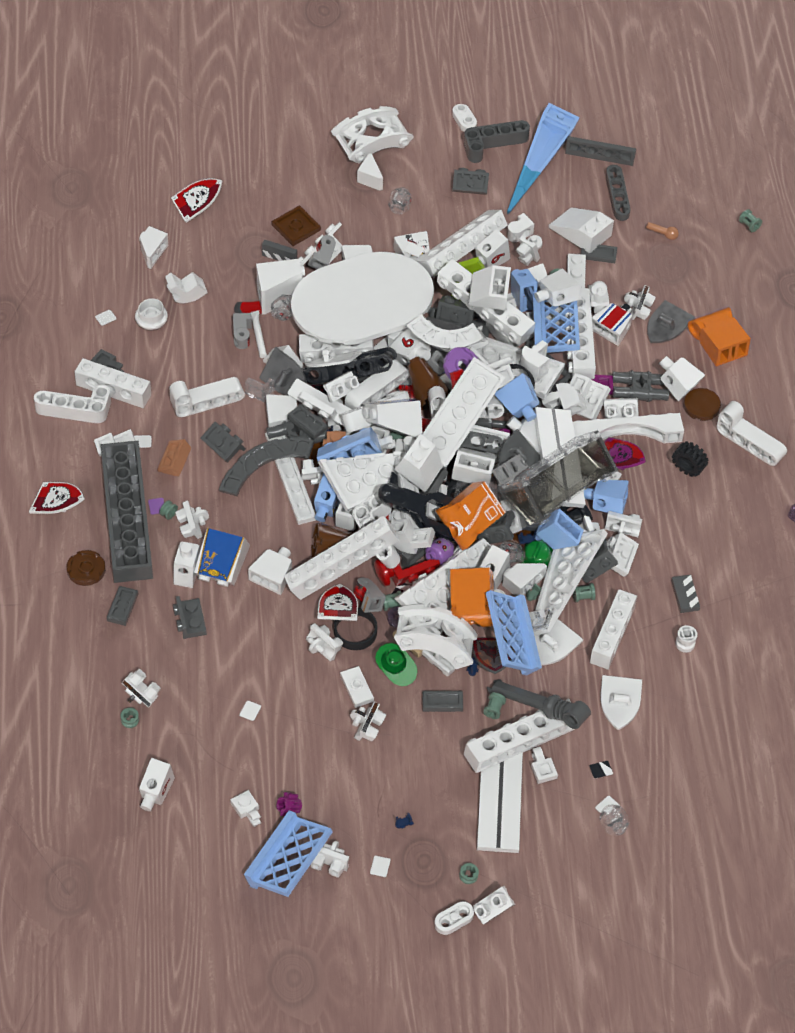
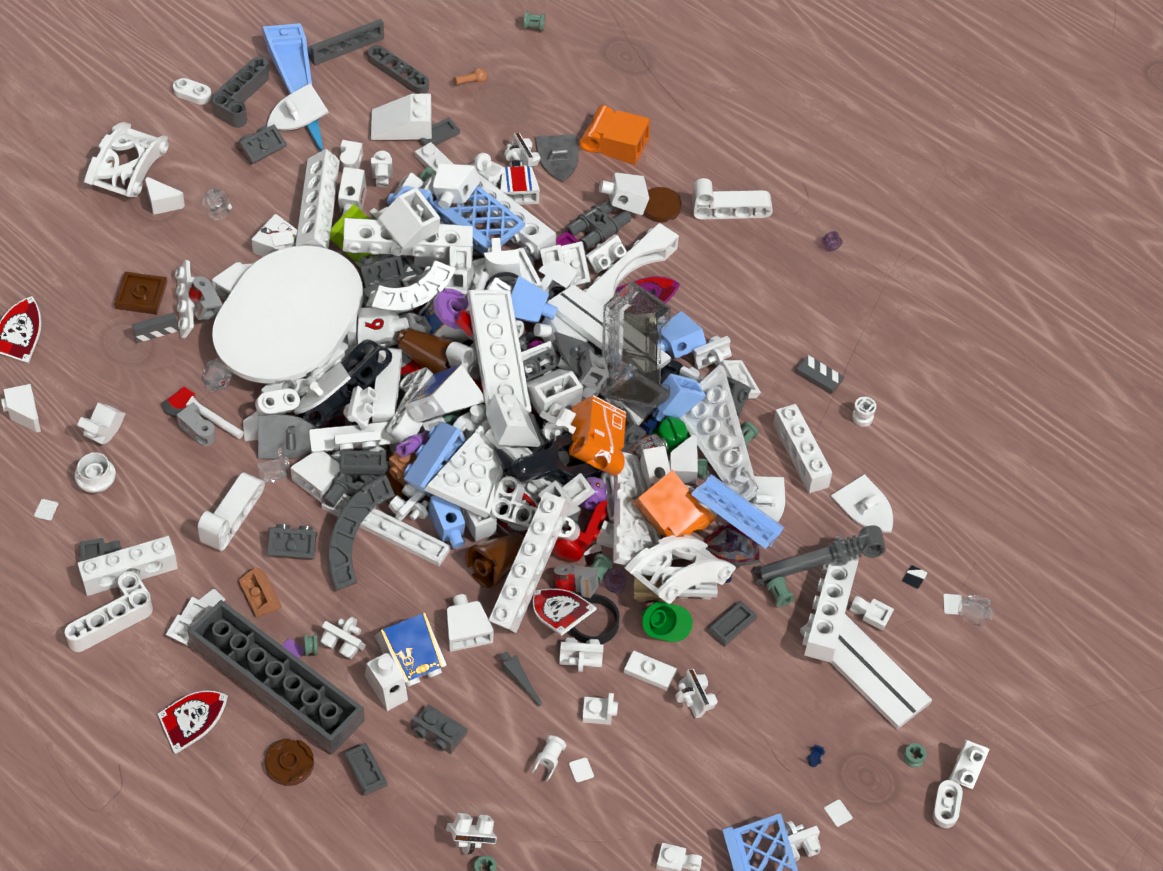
camera: 45 degrees left, 0 degrees up
(237, 685) = (550, 754): none -> white piece
(274, 617) = (515, 671): none -> dark grey piece
(277, 279) = (187, 354): white slope -> none
(289, 802) = (713, 824): magenta gear -> none
(297, 349) = (279, 402): none -> white plate
(298, 684) = (599, 710): none -> white bracket
(342, 431) = (412, 444): none -> medium lavender pin
(452, 483) = (559, 419): none -> white hips
(500, 347) = (461, 260): none -> white brick
(518, 174) = (298, 109): none -> white shield
(690, 459) = (708, 256): black tyre -> none

